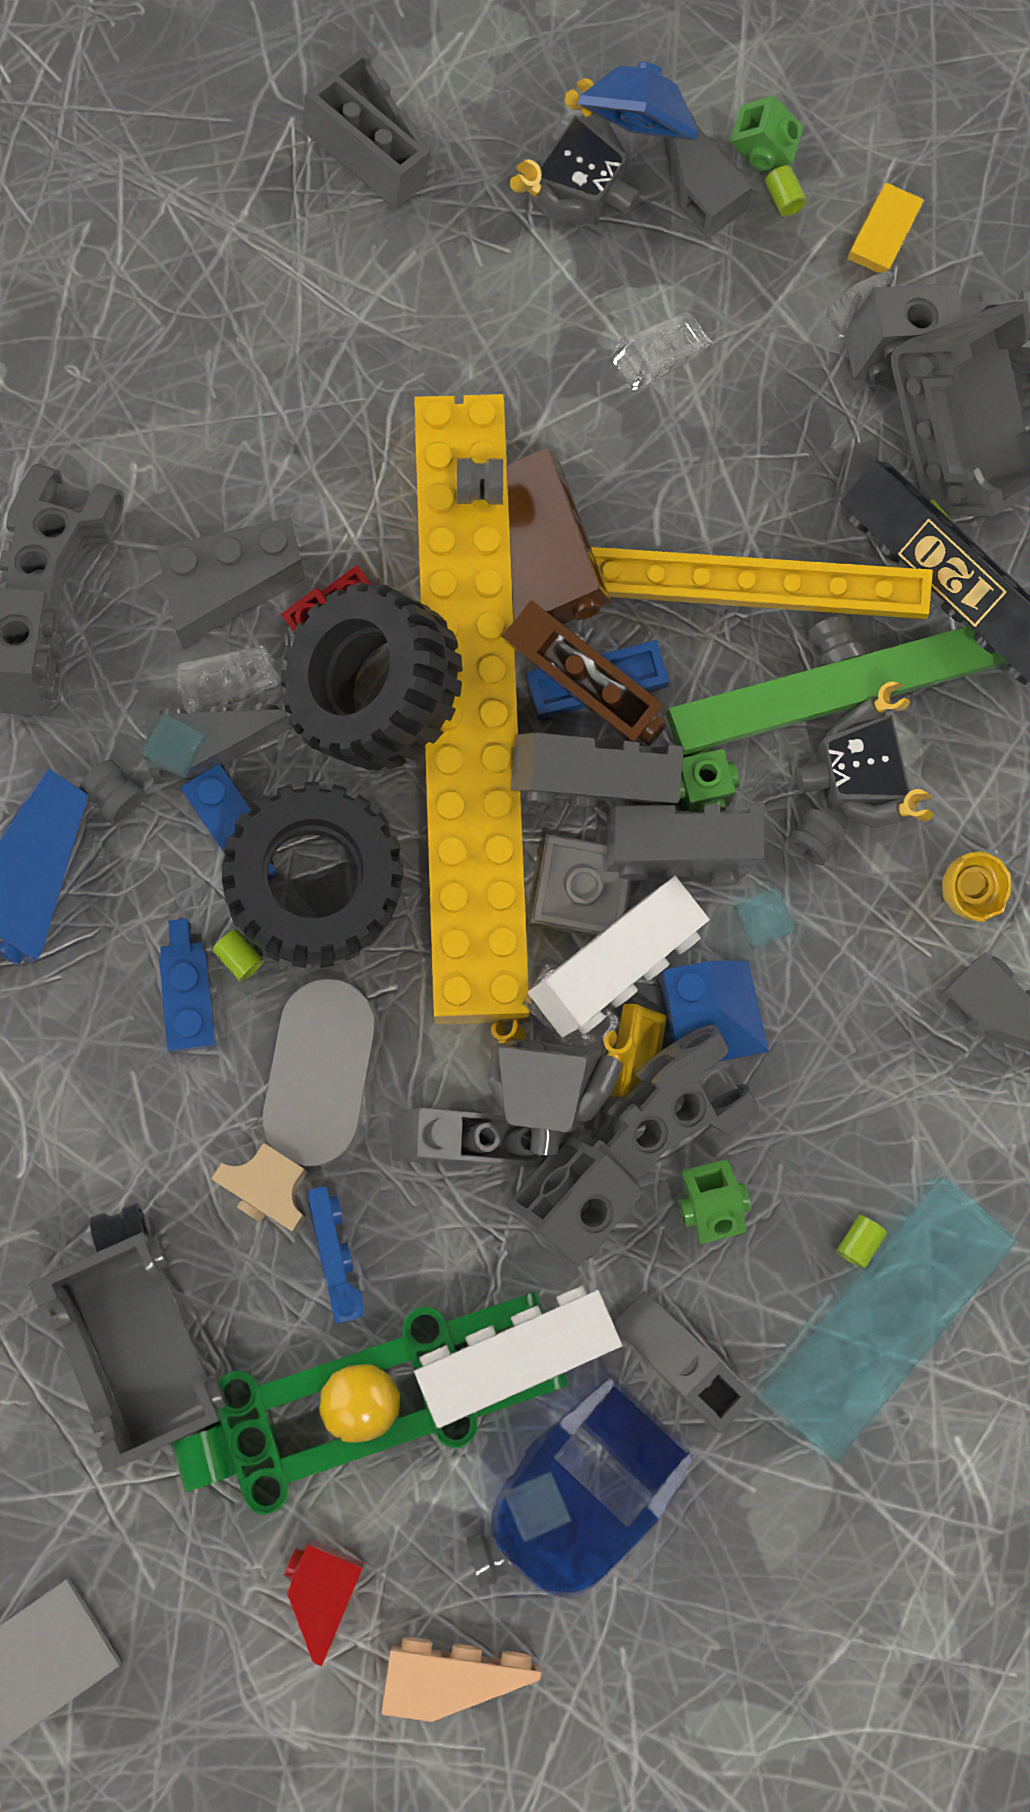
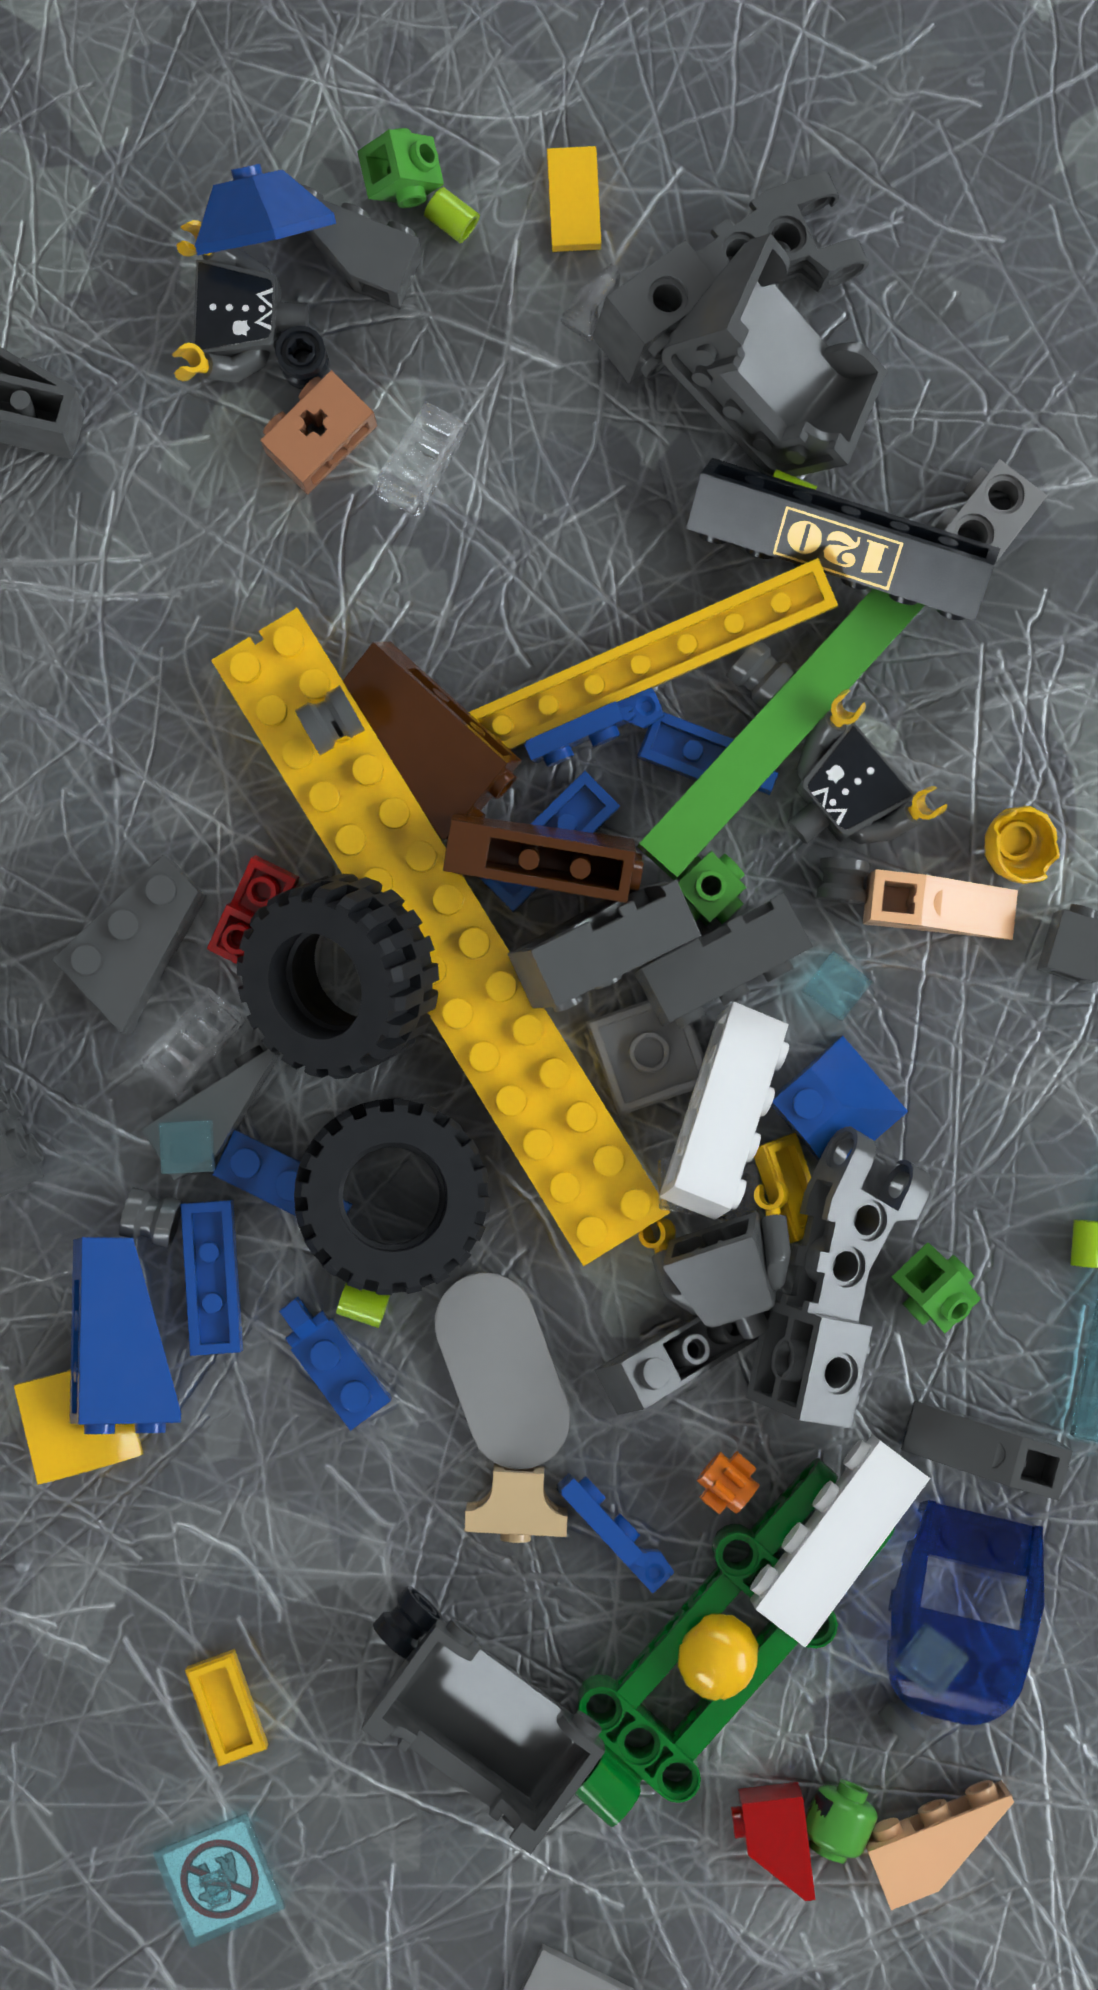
camera: 20 degrees left, 10 degrees up
(131, 866) = (211, 1277): none -> blue plate
(381, 1614) = (840, 1821): none -> bright green head
(450, 1266) = (727, 1482): none -> orange gear
(594, 286) = (309, 456): none -> nougat brick
(614, 228) = (304, 365): none -> black wheel
(682, 610) = (597, 726): none -> blue hinge
(744, 664) = (687, 748): none -> blue hinge
(884, 896) = (939, 905): none -> light nougat slope

